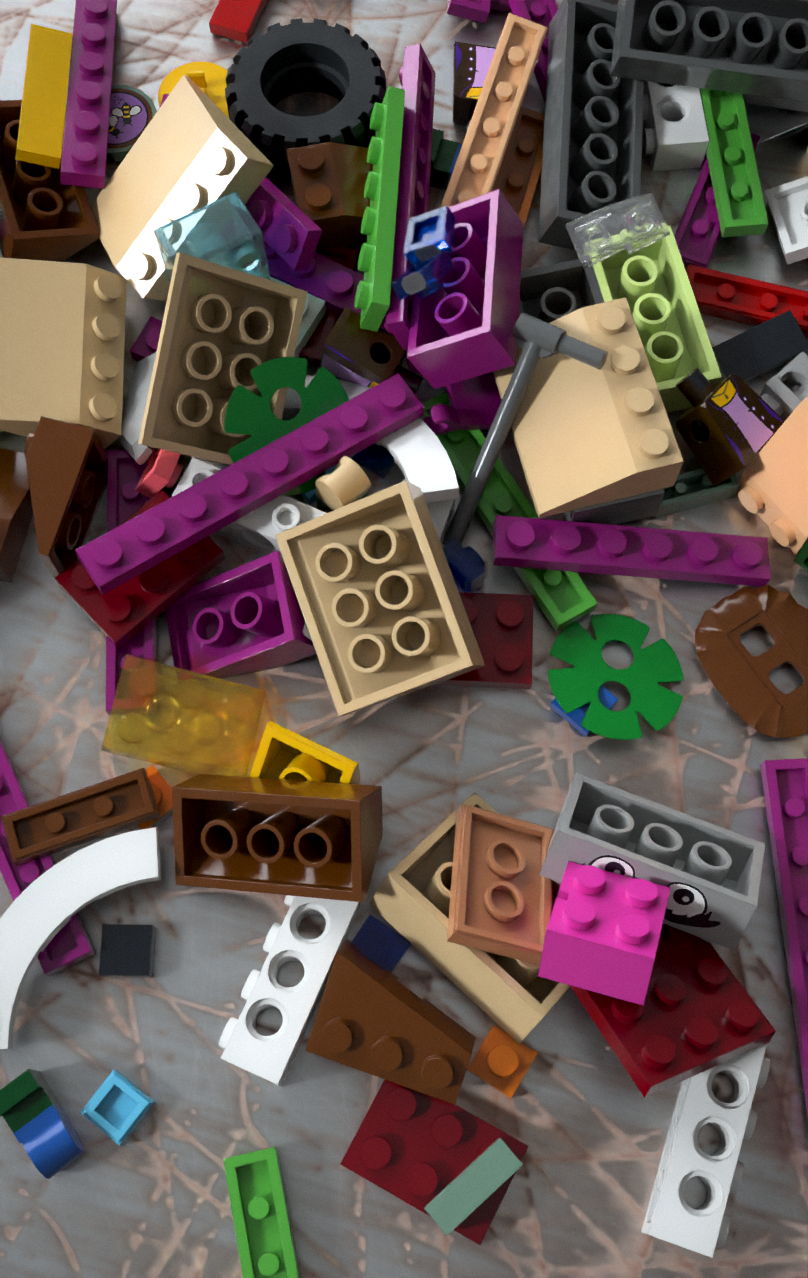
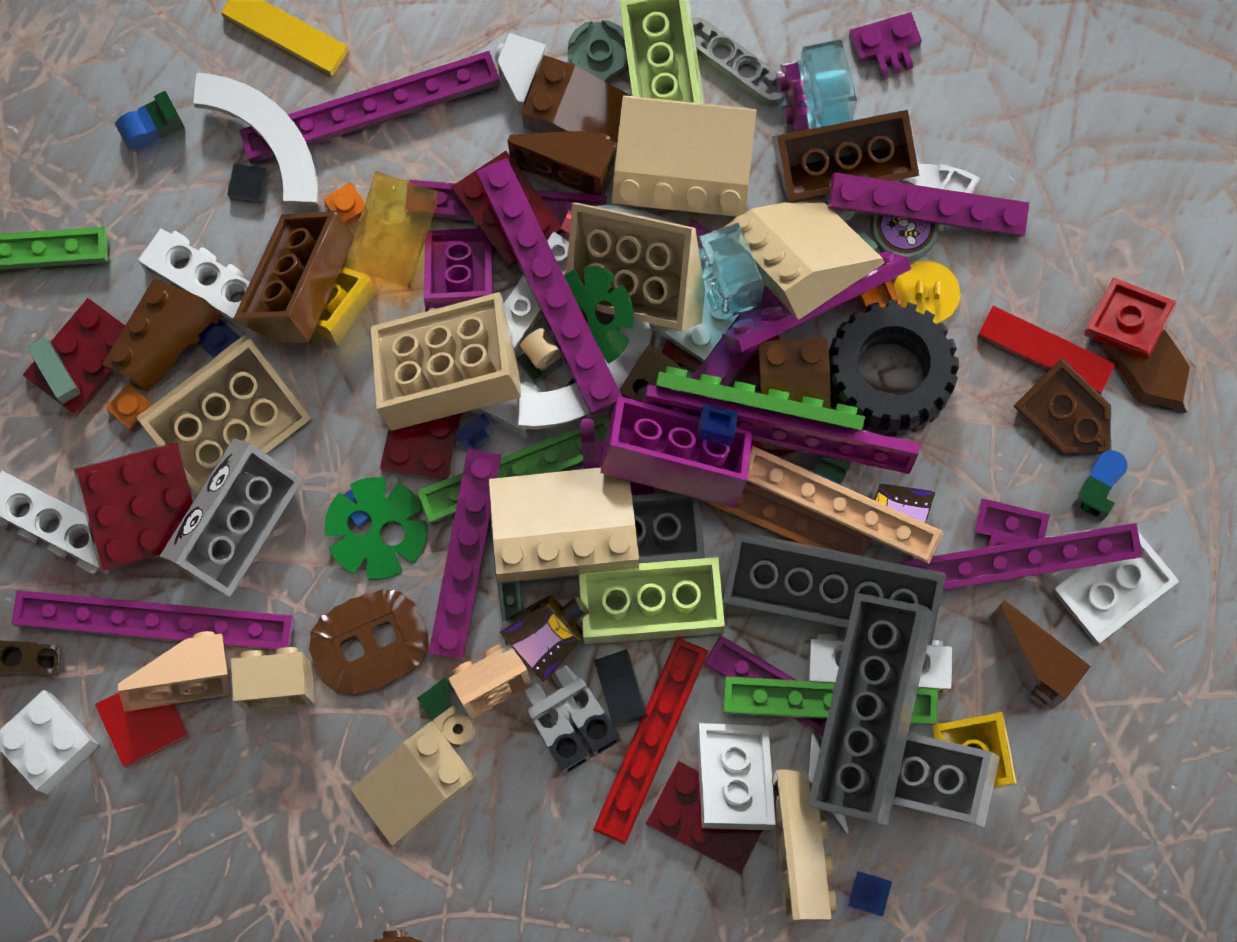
camera: 100 degrees right, 5 degrees up
(44, 96) = (916, 167): yellow tile -> none
(80, 816) = (335, 157): reddish brown tile -> none
(118, 1107) = (151, 170): medium azure tile -> none
(423, 277) = (676, 412): clear blue plate -> none
(496, 885) = (229, 410): nougat tile -> none
(537, 340) = (608, 487): dark grey bar -> none
(604, 932) = (180, 464): dark pink piece -> none
(617, 227) = (715, 576): clear slope -> none

